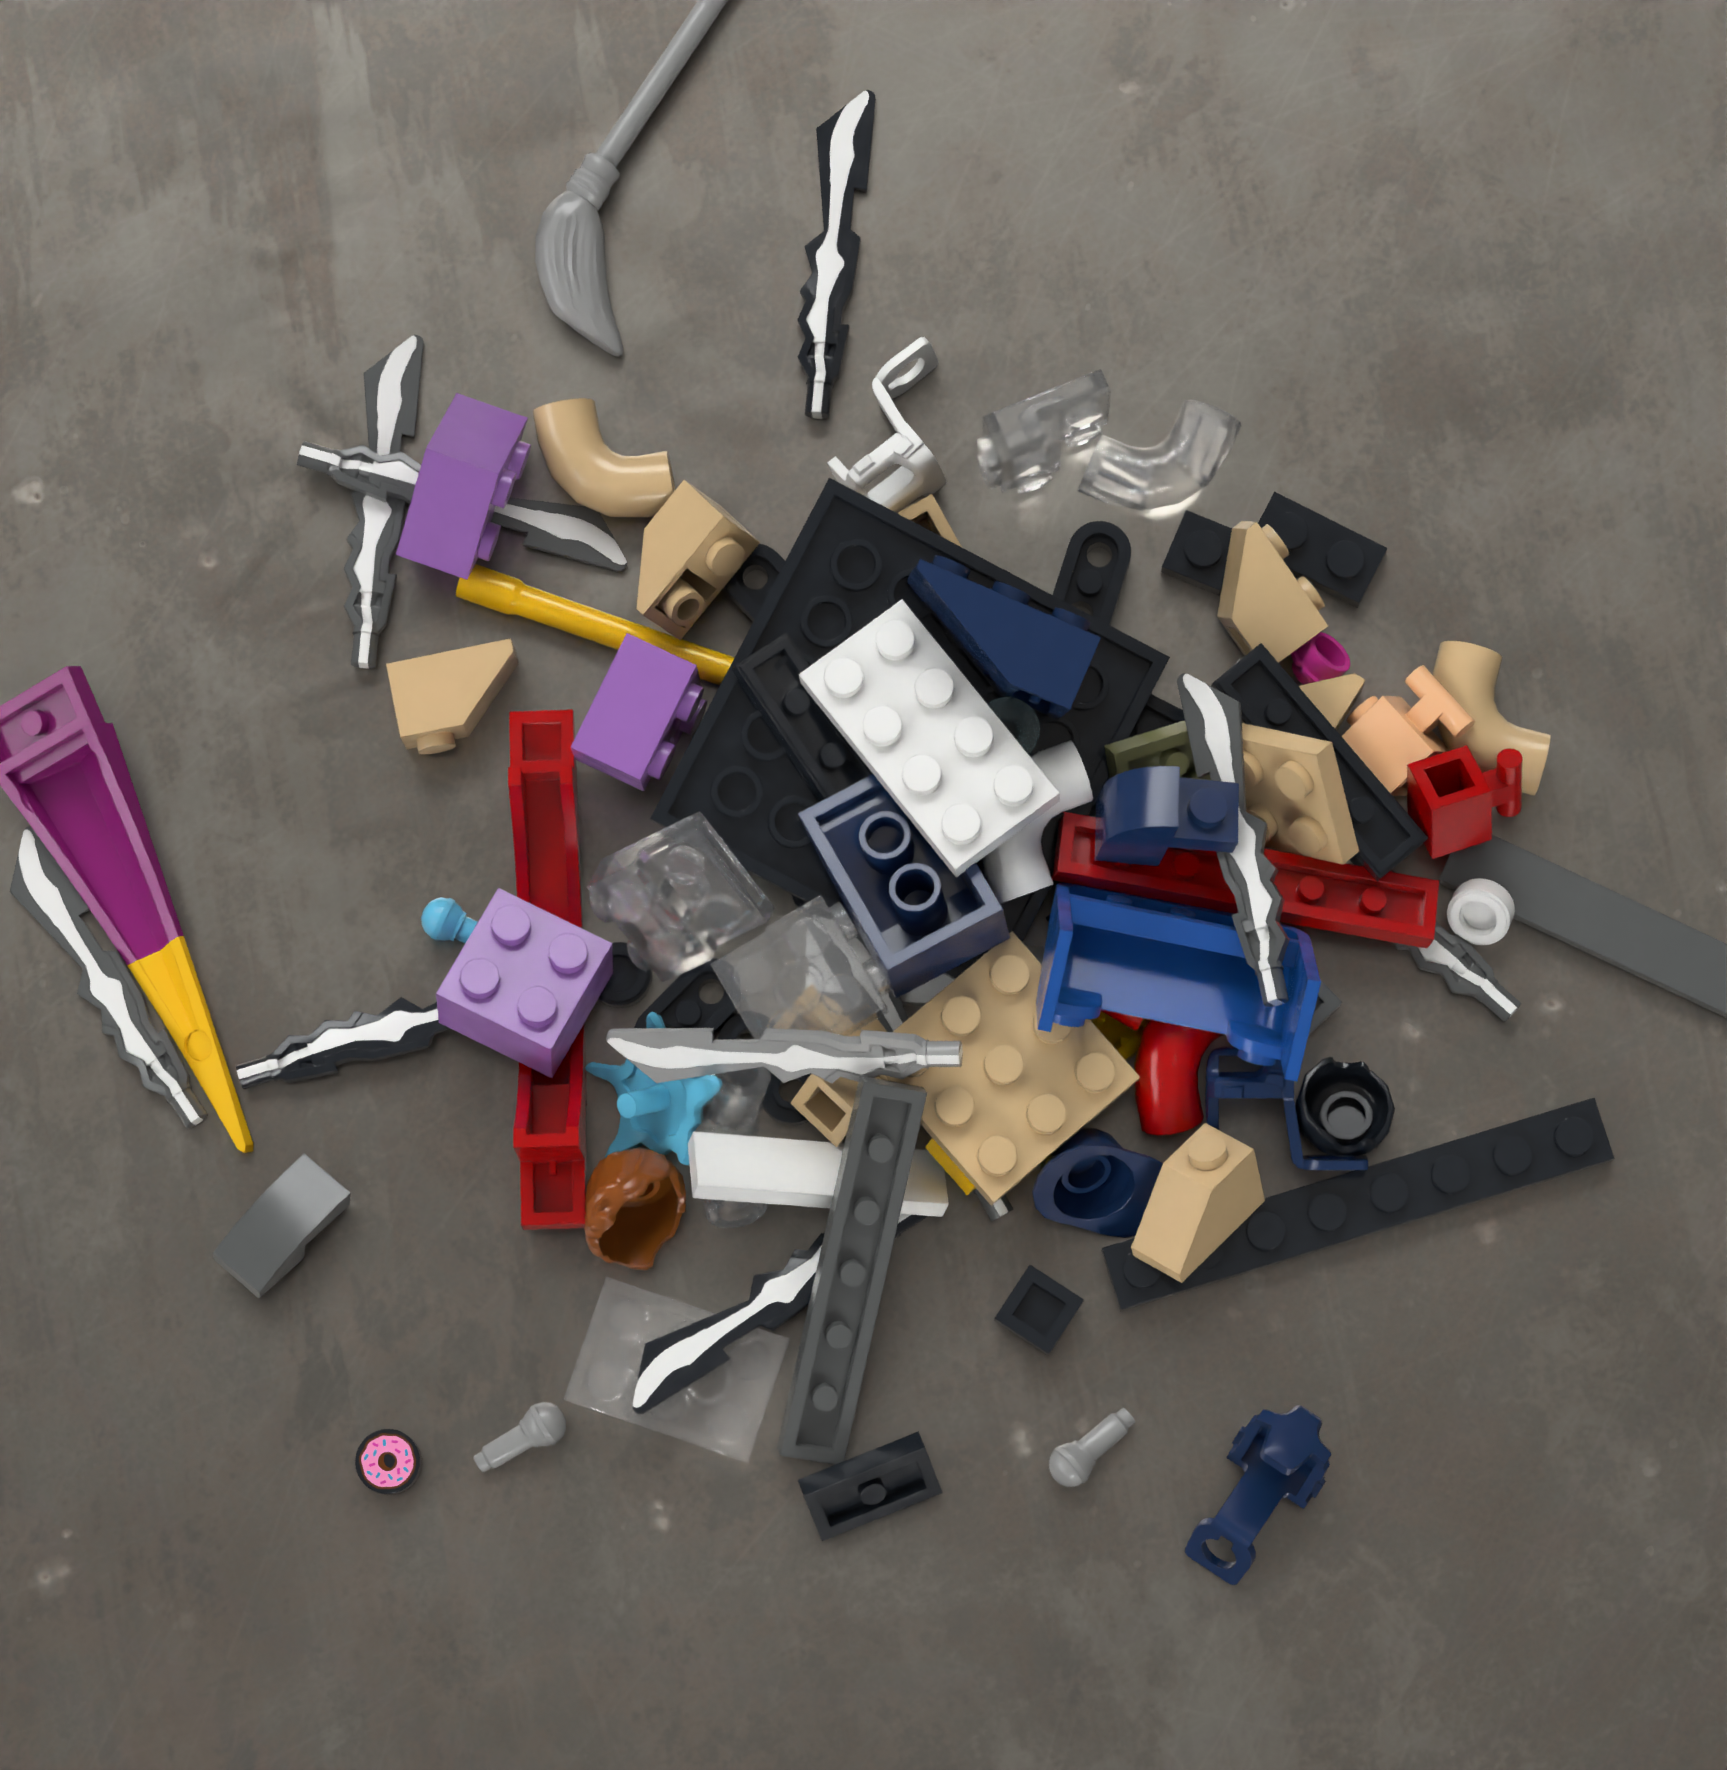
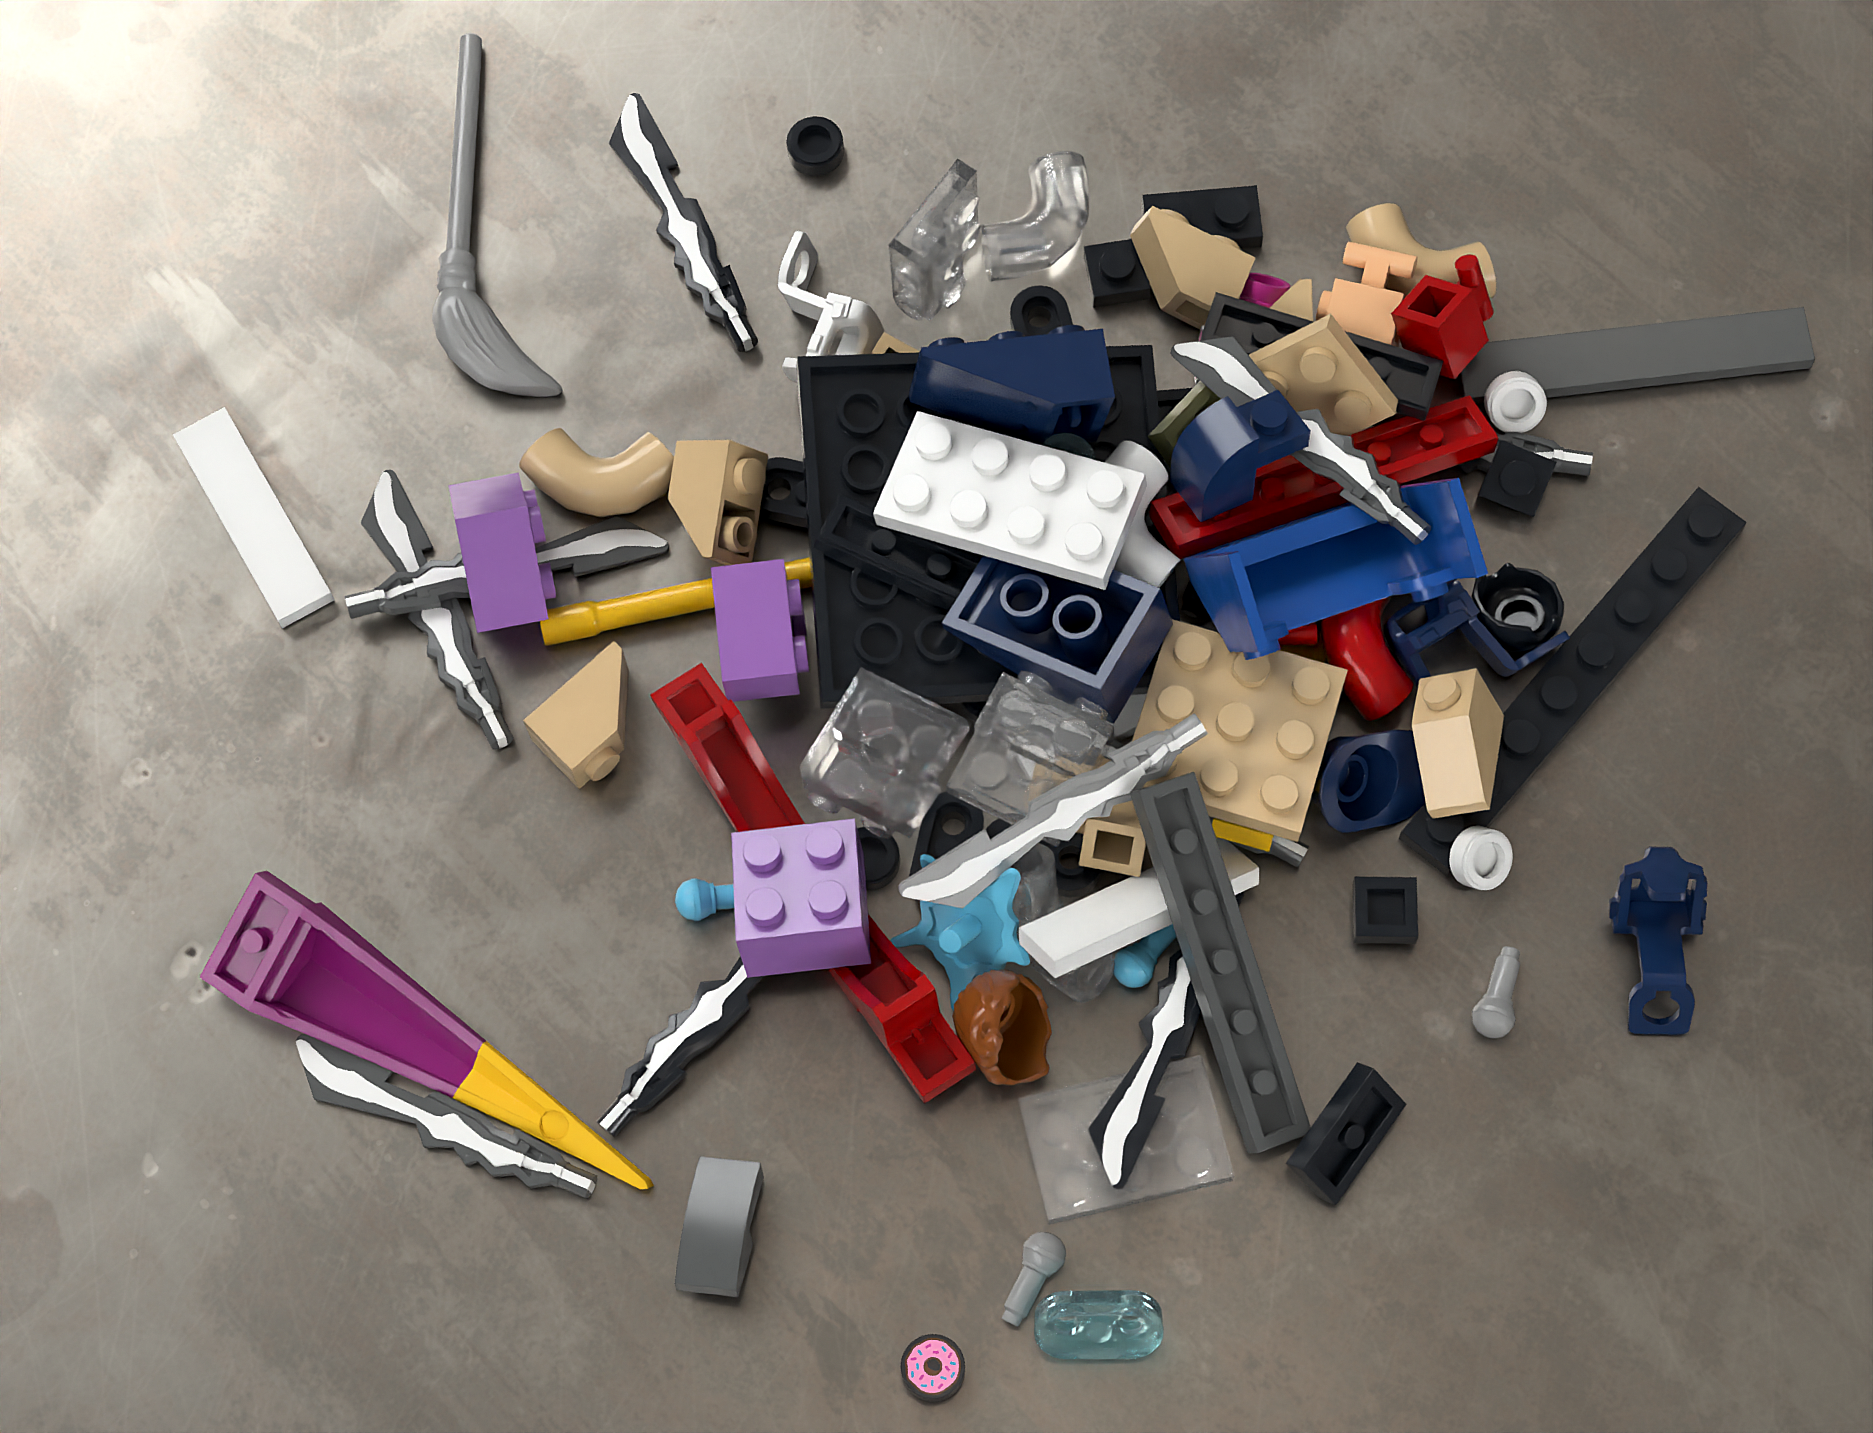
camera: 35 degrees left, 10 degrees down
(270, 309) = (253, 517): none -> white tile
(549, 1515) = (1098, 1324): none -> clear light blue plate
(789, 1222) = (1137, 963): none -> medium azure piece
(1004, 251) = (815, 146): none -> black tile
(1155, 1317) = (1481, 858): none -> white tile
(1432, 985) = (1517, 478): none -> black plate

